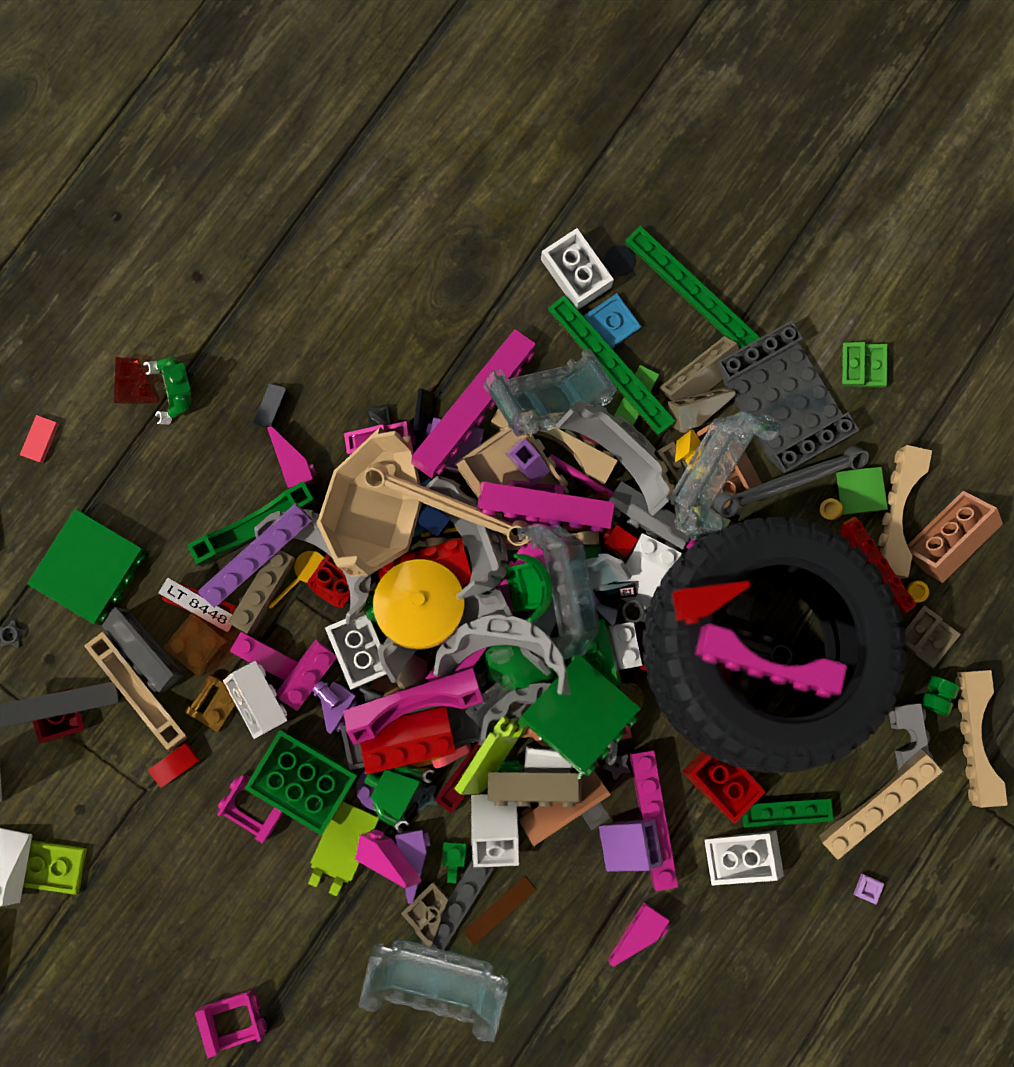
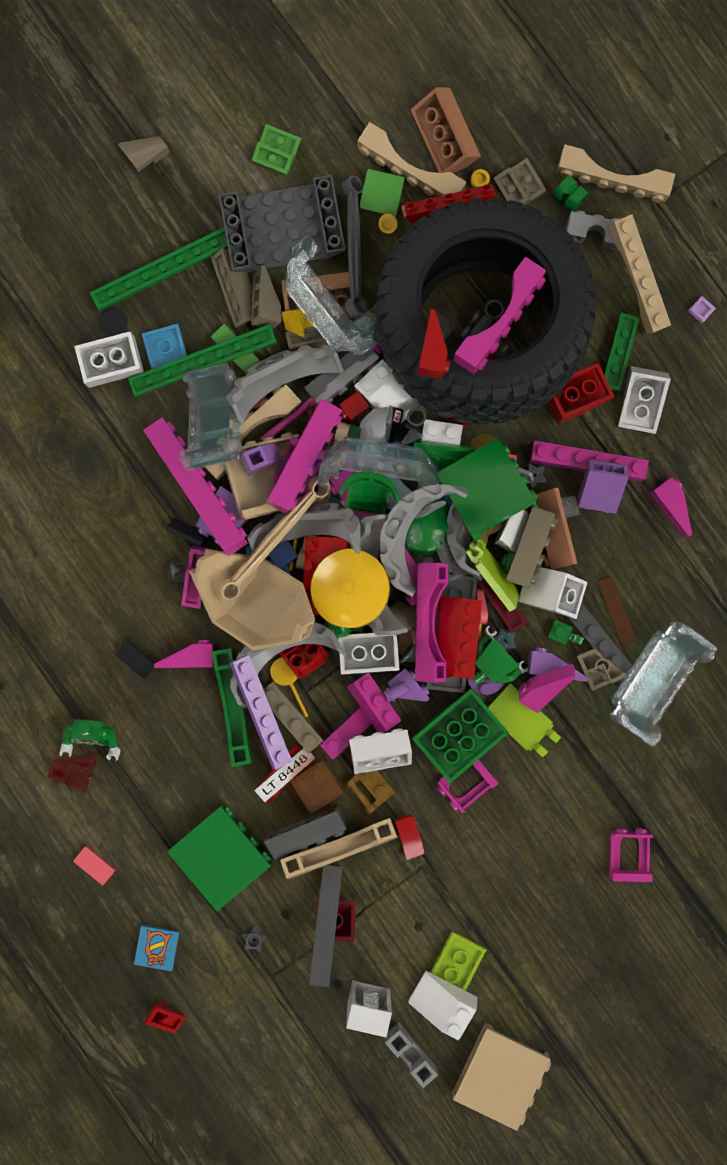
camera: 70 degrees left, 5 degrees up
(809, 230) = (144, 151): none -> dark tan slope

